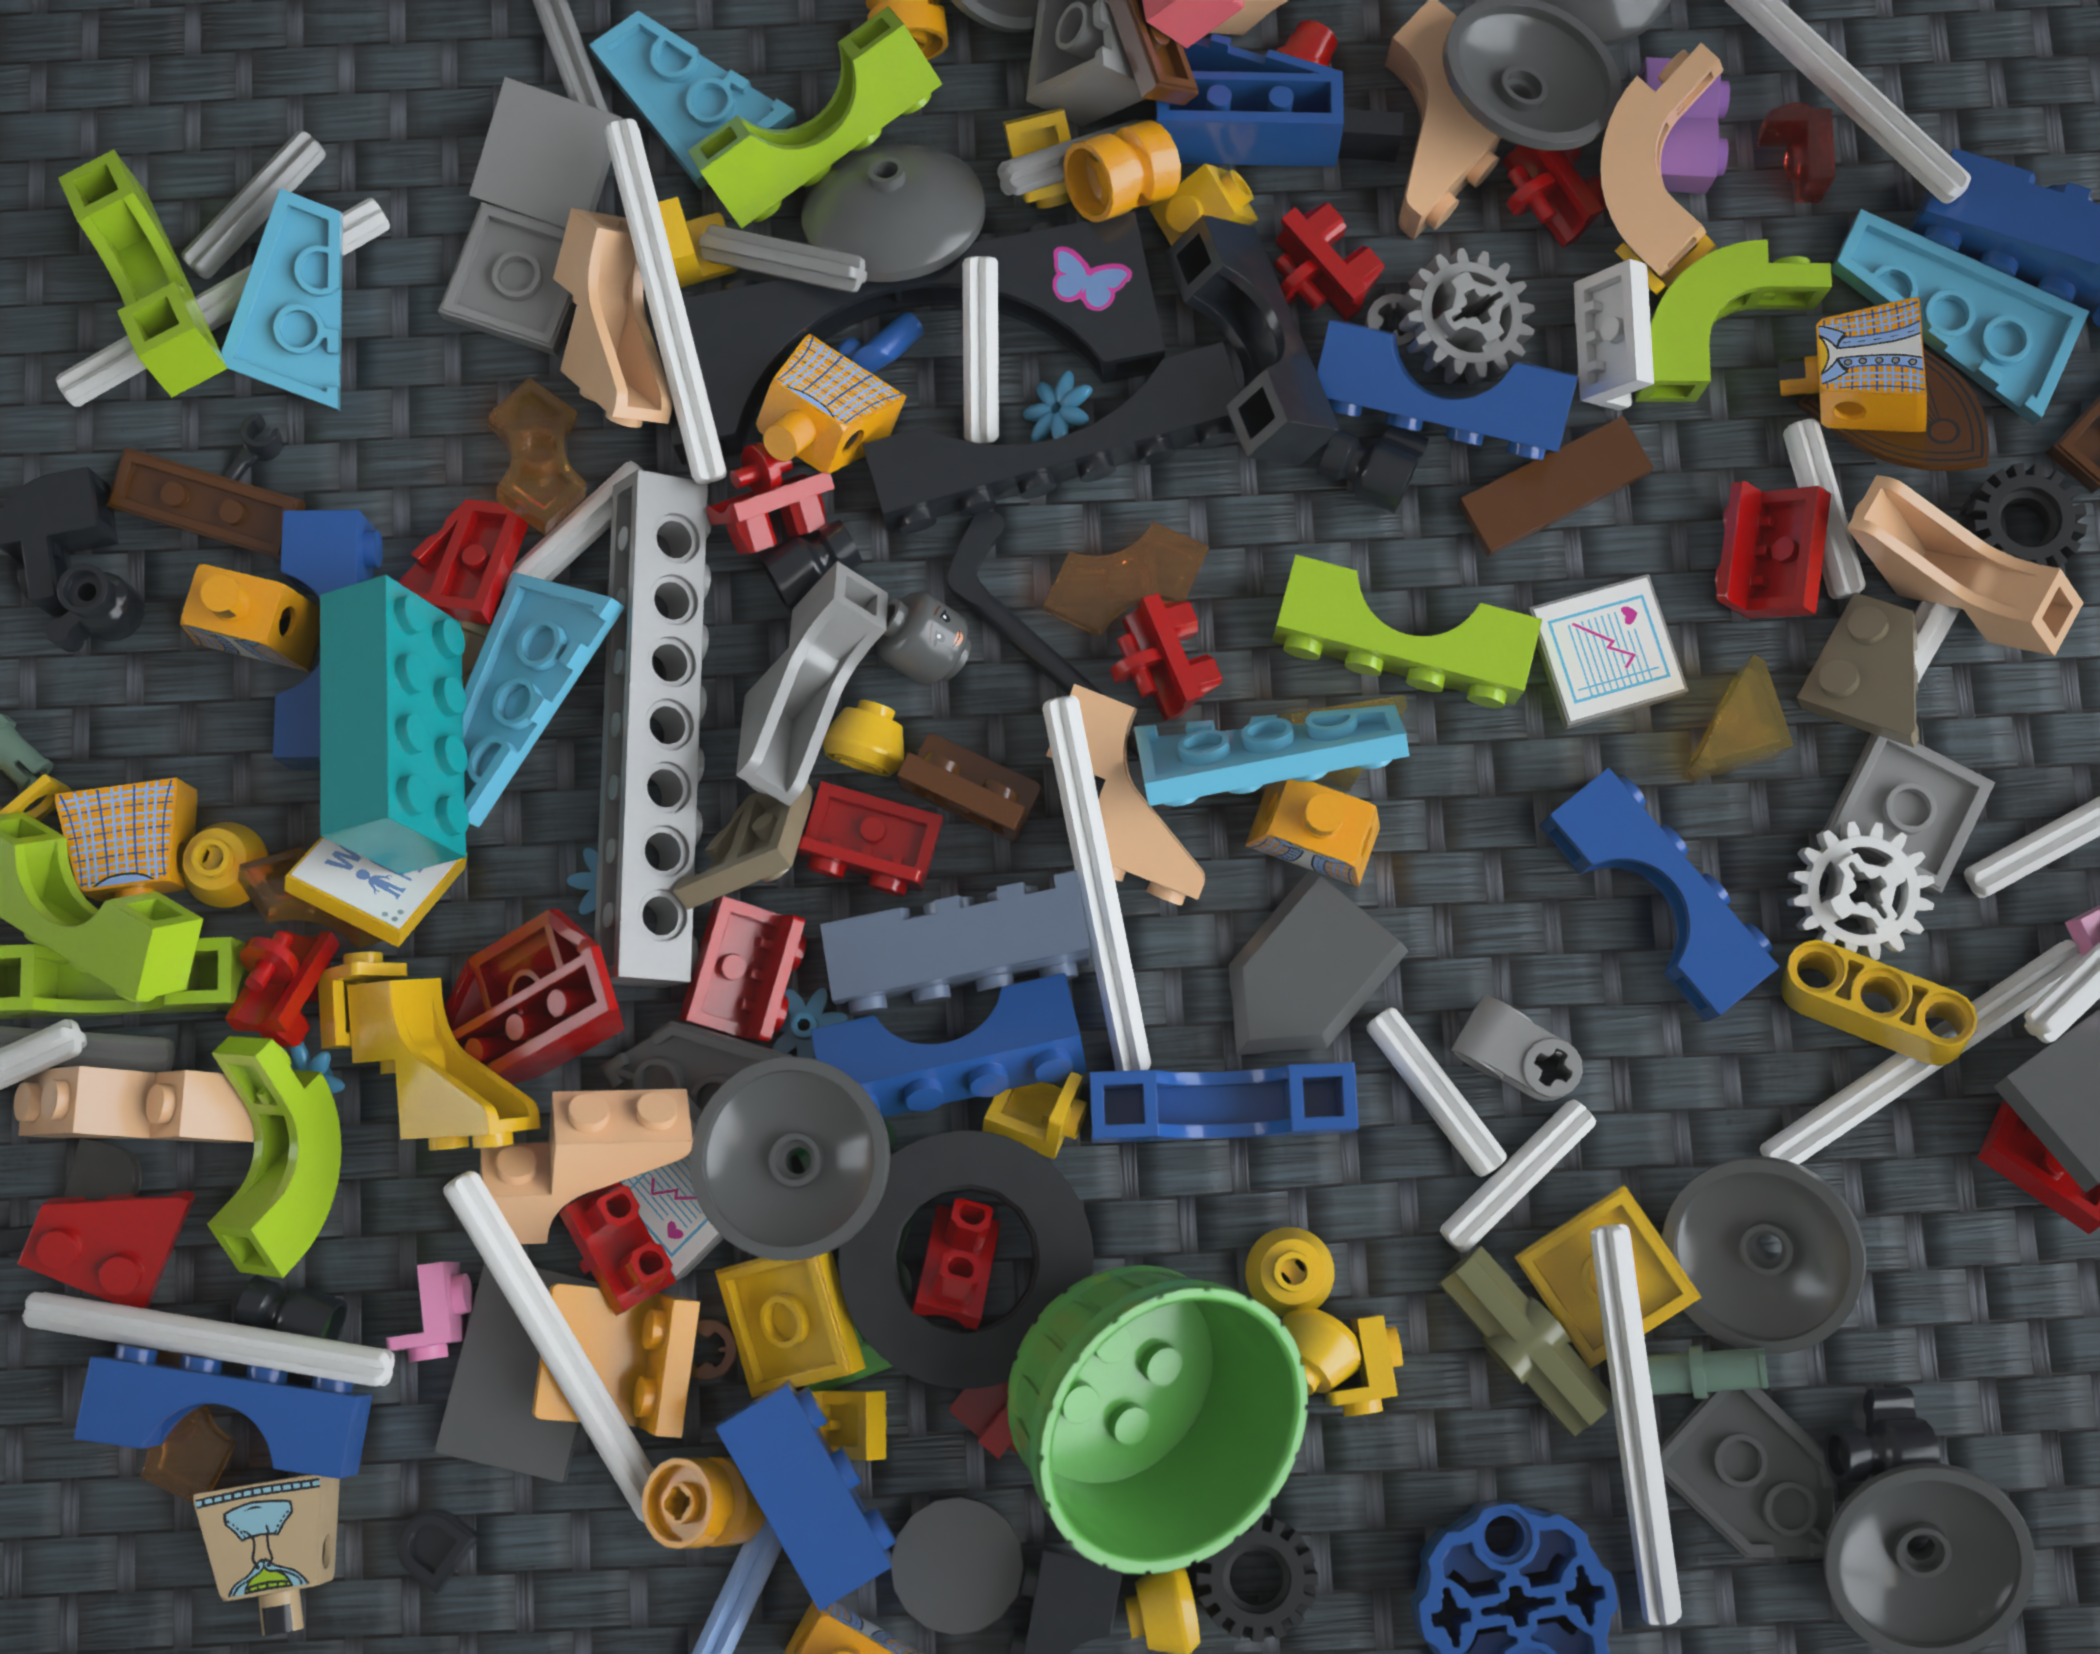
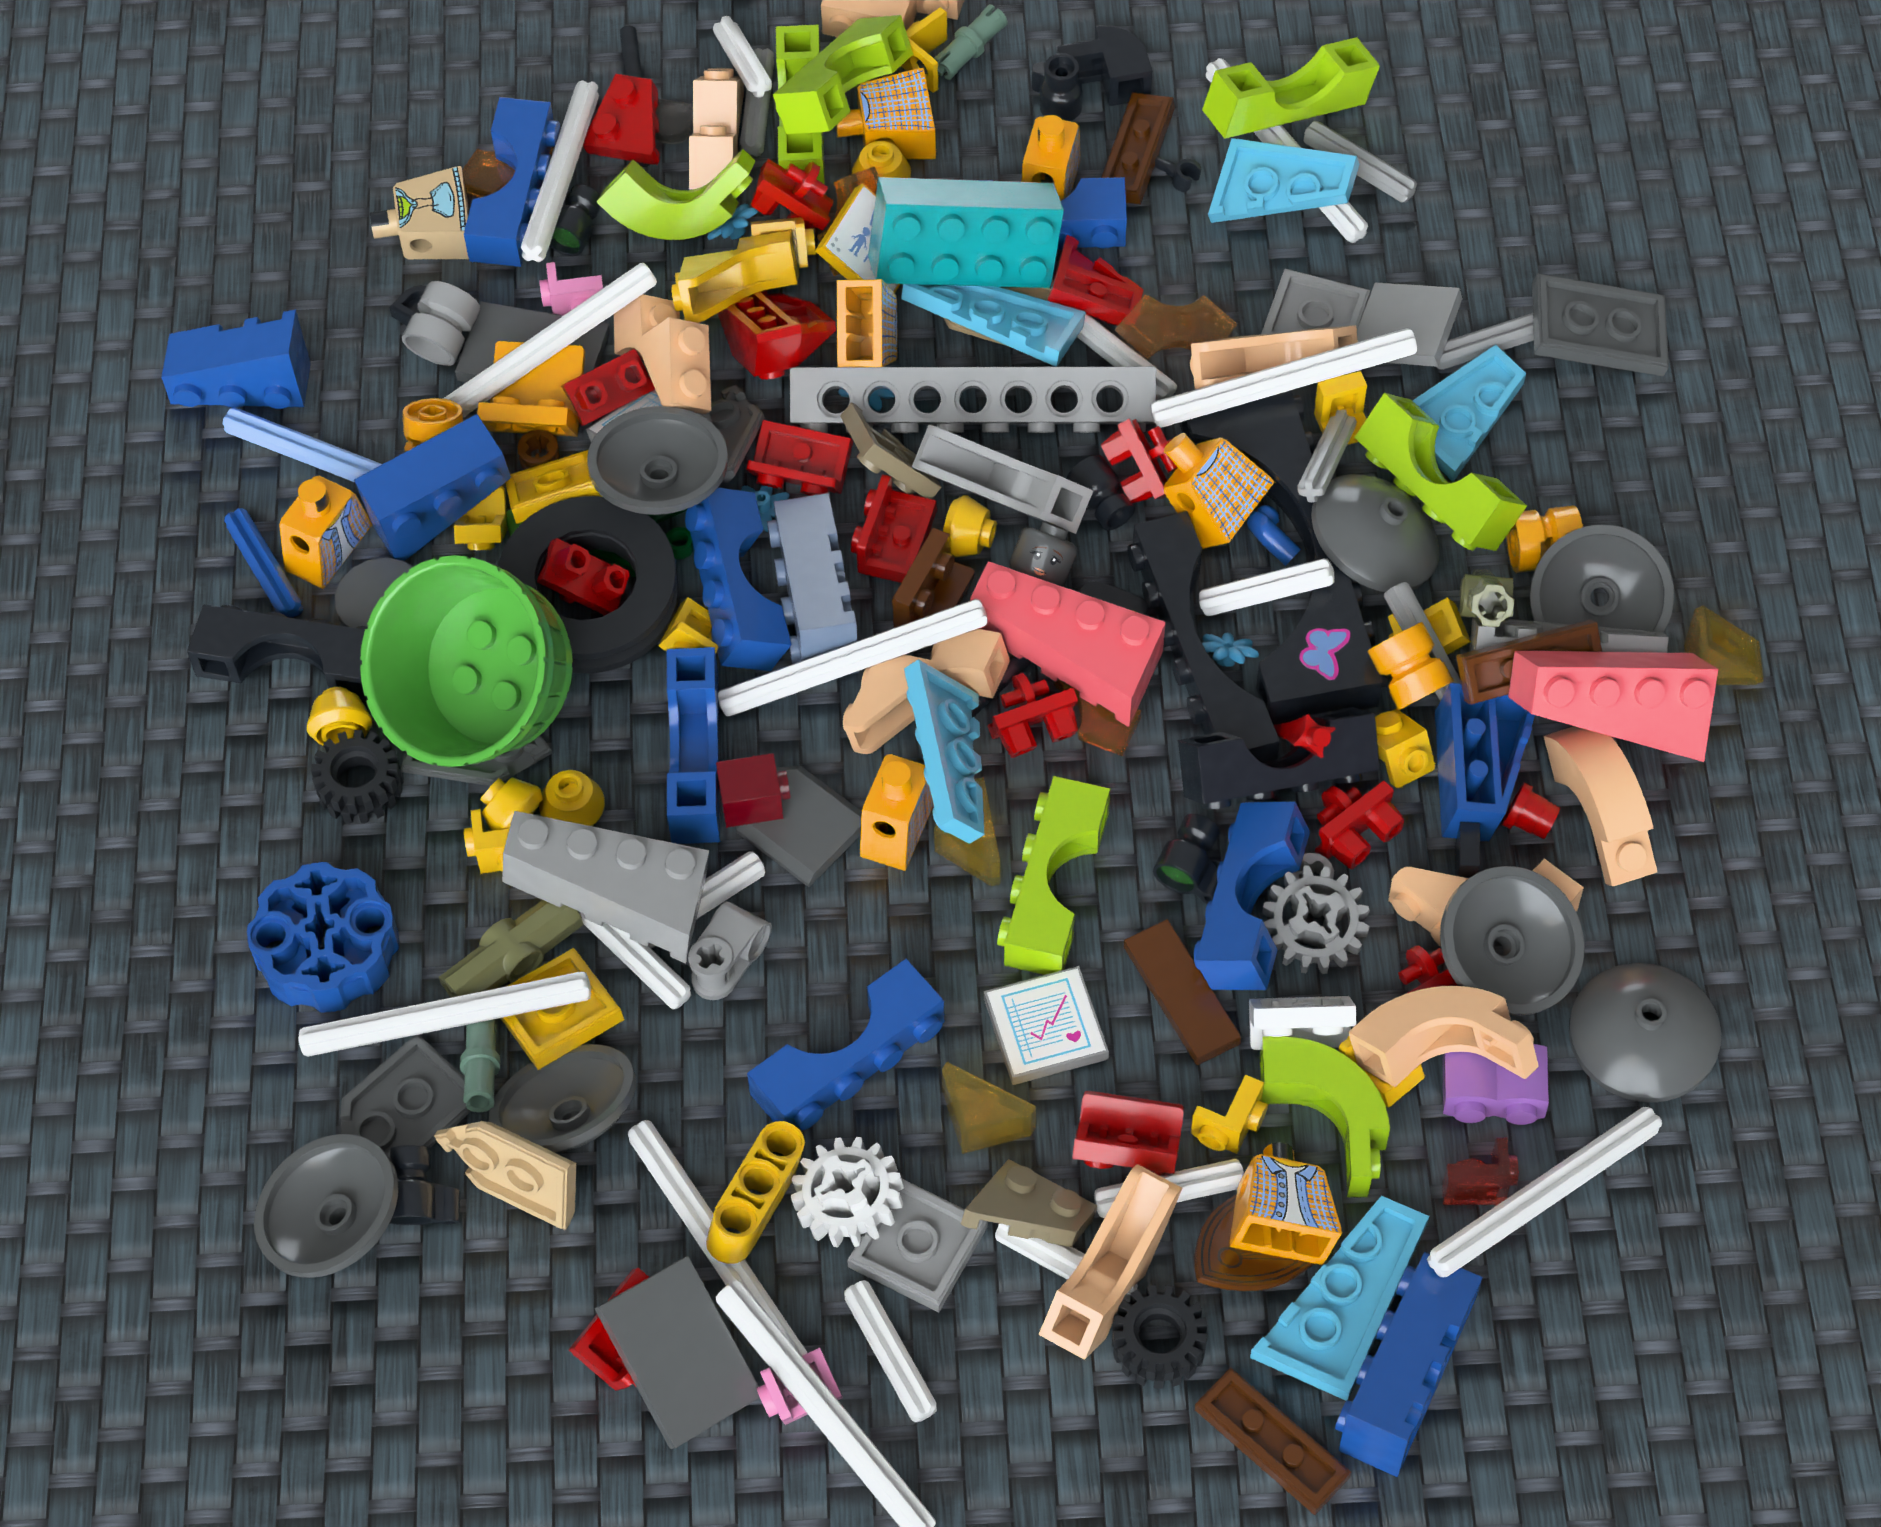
camera: 90 degrees right, 20 degrees down
(486, 1507) = (438, 328): none -> light grey wheel
(541, 870) = (866, 323): none -> light orange torso
(1025, 68) = (1486, 597): none -> olive piece
(1071, 587) = (1074, 637): none -> coral wedge
(1235, 302) = (1306, 734): none -> red piece
(1297, 1019) = (752, 790): none -> dark red brick
(1460, 1186) = (610, 877): none -> light grey wedge
(1738, 419) = (1229, 1131): none -> yellow bracket
(1862, 1321) = (515, 1170): none -> tan tile

